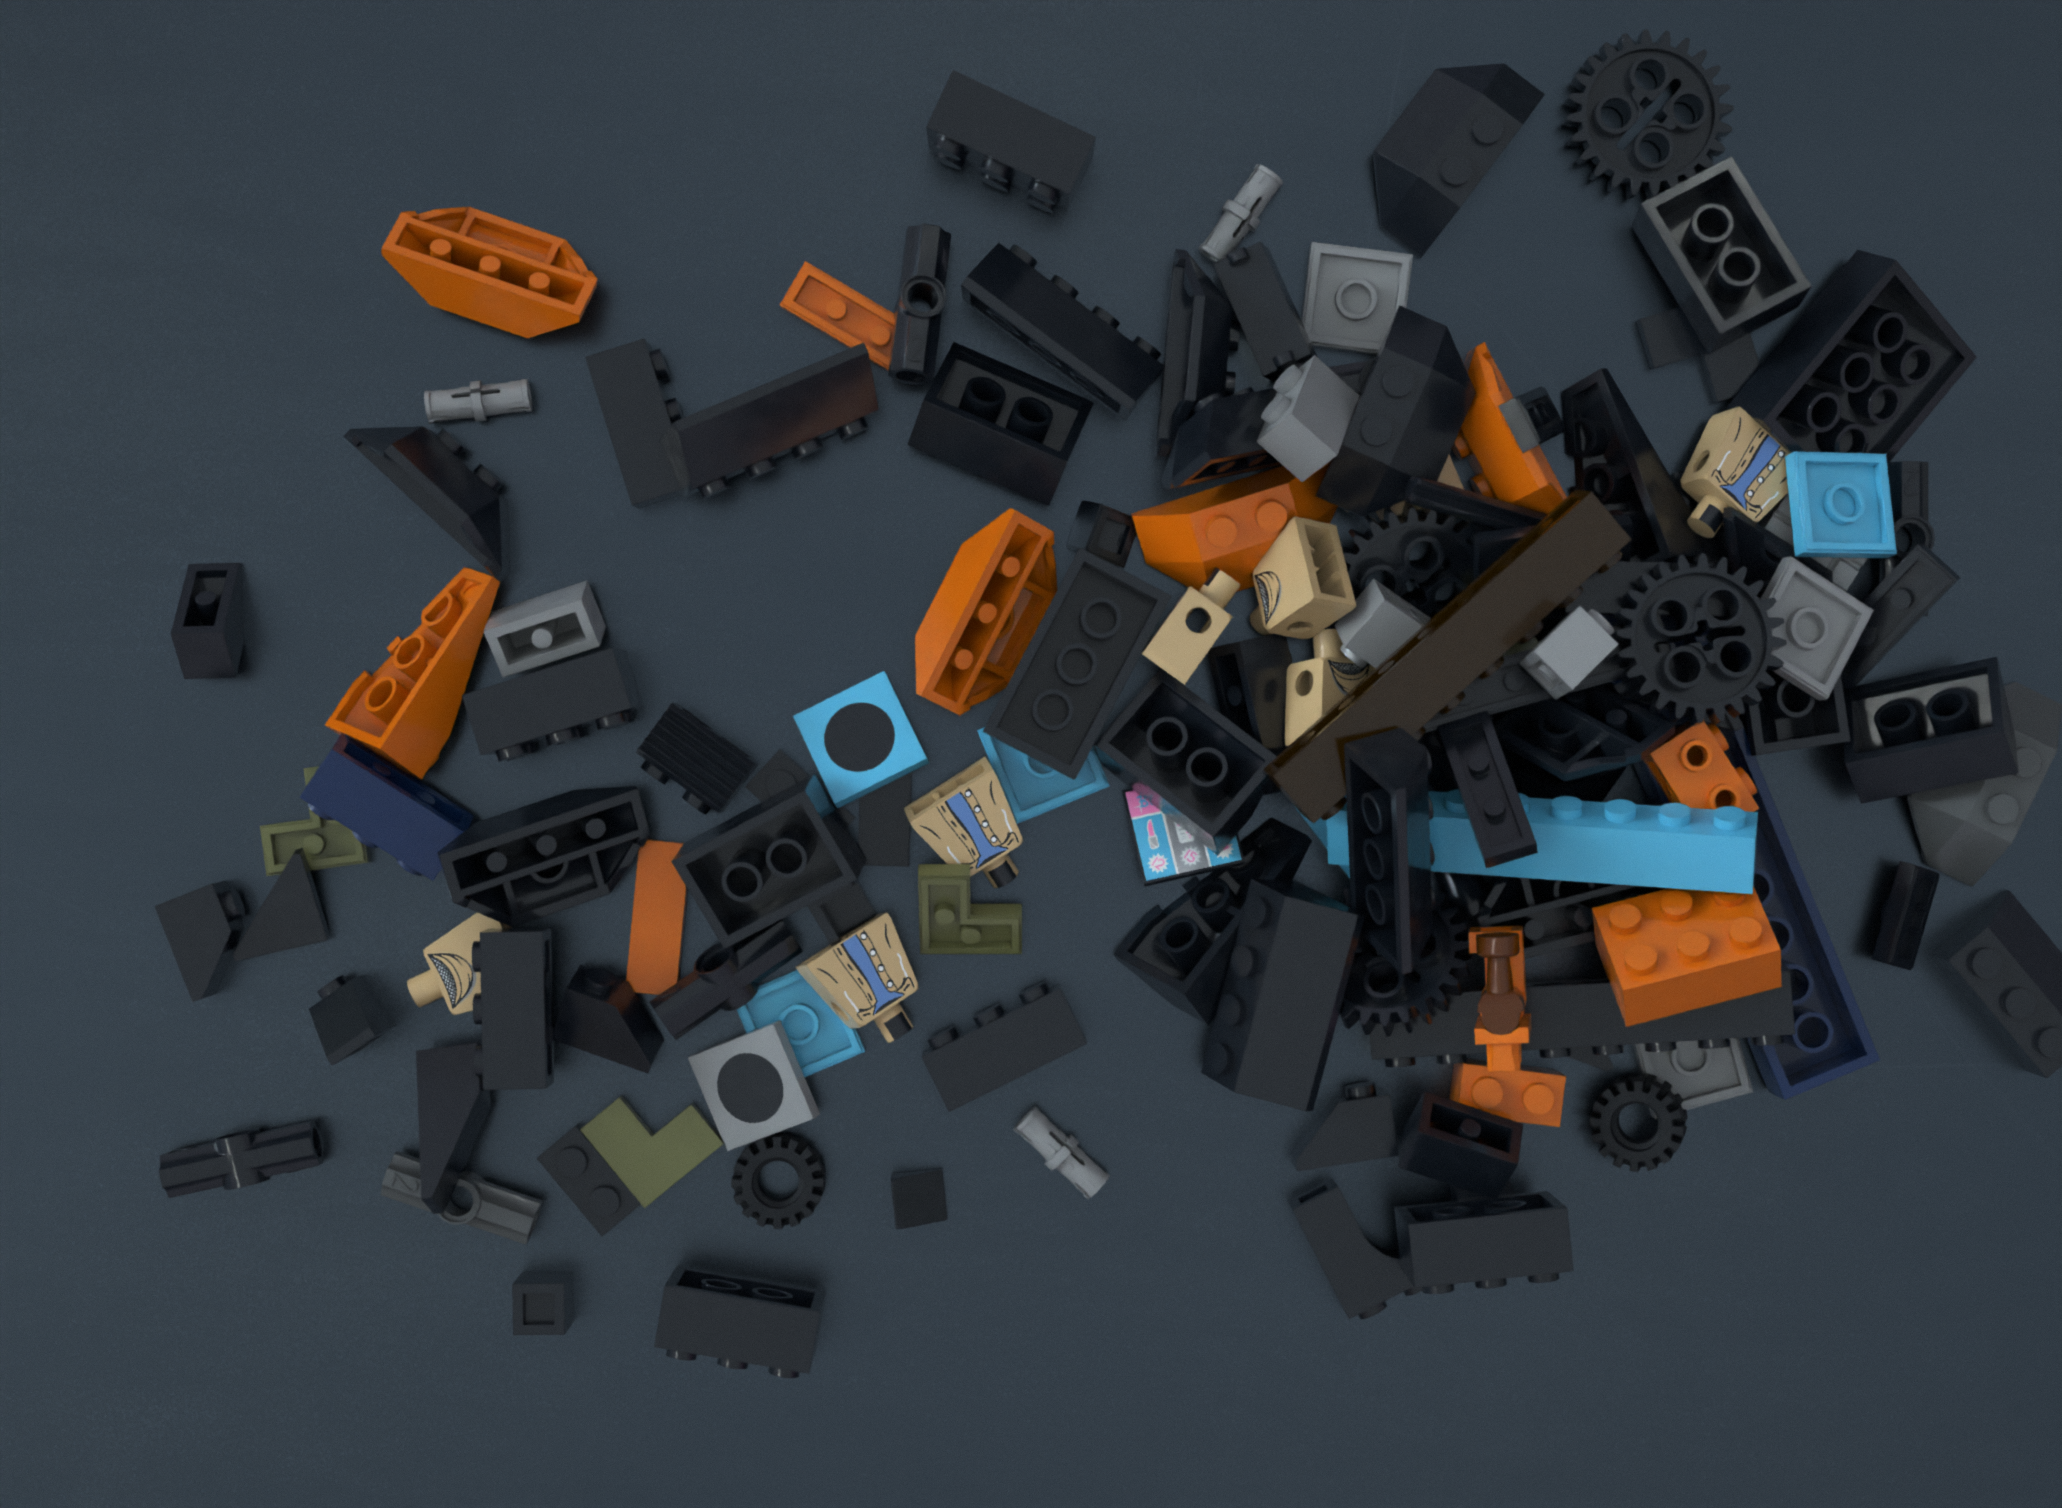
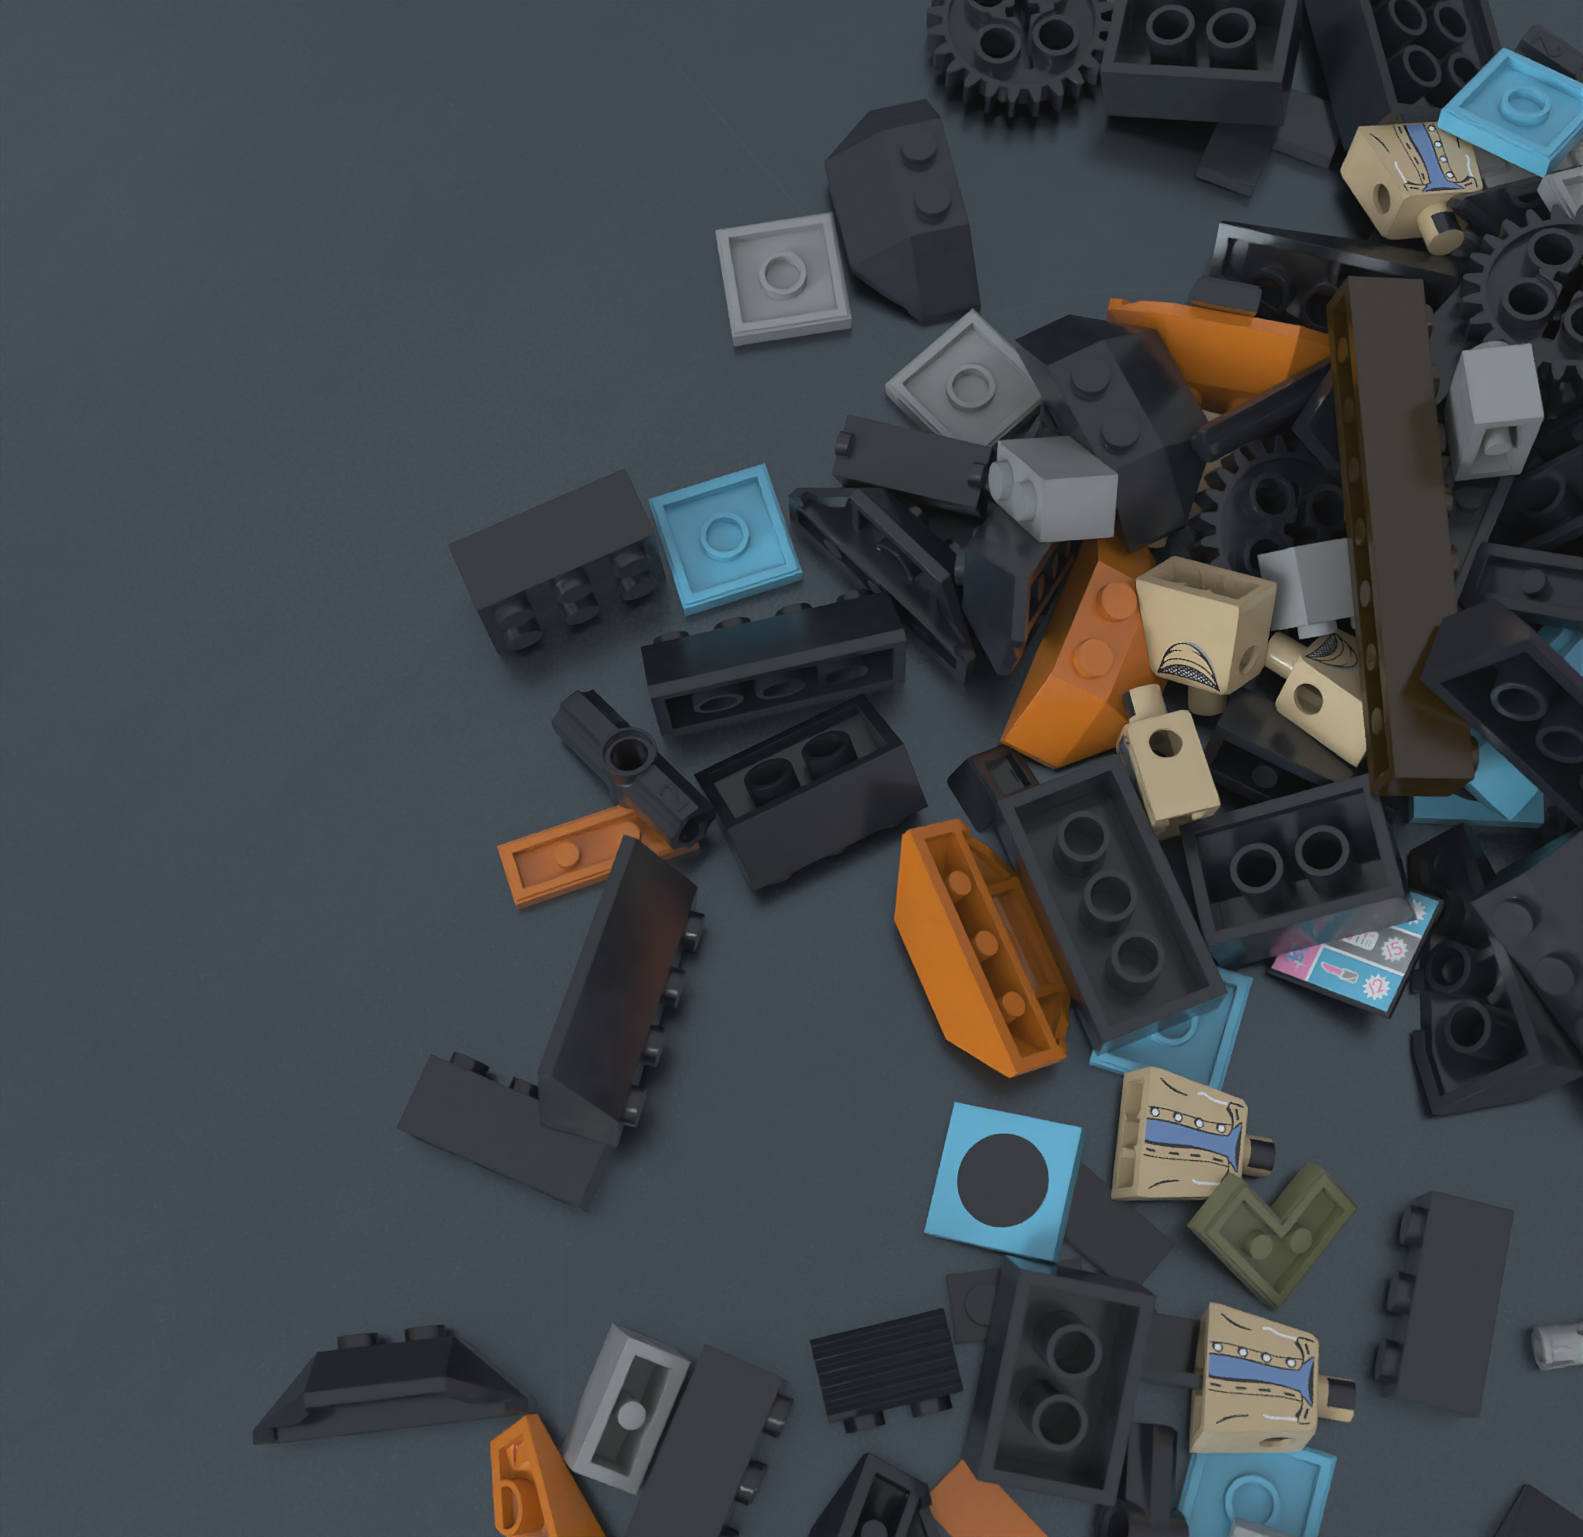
camera: 45 degrees left, 15 degrees down
(478, 401) = (343, 1279): light grey pin -> none
(491, 269) = (233, 1152): orange wedge -> none
(1122, 228) = (725, 539): none -> medium azure tile
(1241, 214) = (805, 425): light grey pin -> none
(1333, 110) = (783, 279): none -> light grey tile

